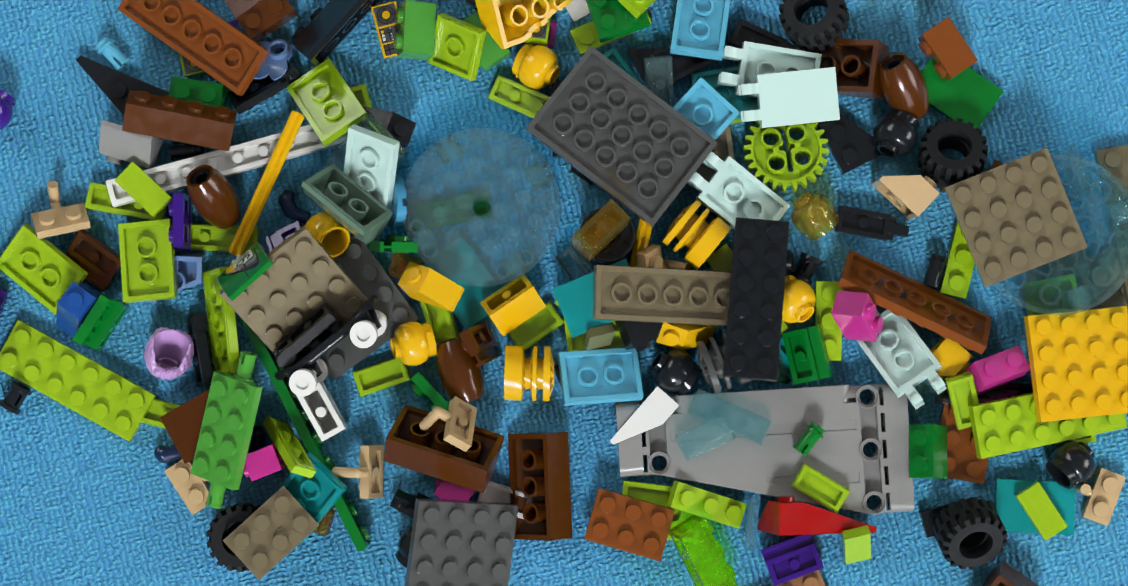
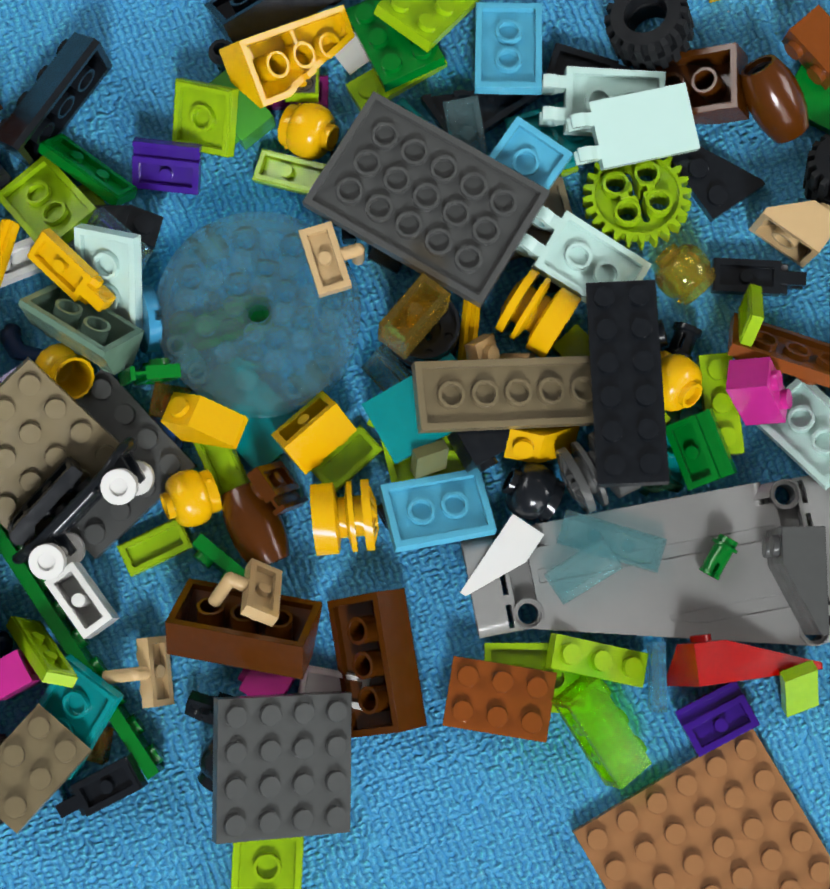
camera: 10 degrees left, 5 degrees down
(324, 553) = (103, 787): none -> black hinge
(341, 161) = (70, 271): none -> yellow hinge
(360, 76) = (87, 170): none -> green tile
(386, 27) = (119, 110): tile -> none
(415, 30) = (150, 102): bright green brick -> none
(422, 80) = (166, 166): none -> dark purple plate
(539, 174) = (327, 258): none -> tan plate
(820, 488) = (742, 619): lime tile -> none
(860, 256) = (750, 315): none -> lime tile
(867, 453) = (800, 569): none -> dark grey slope
(896, 133) = (773, 157): black piece -> none

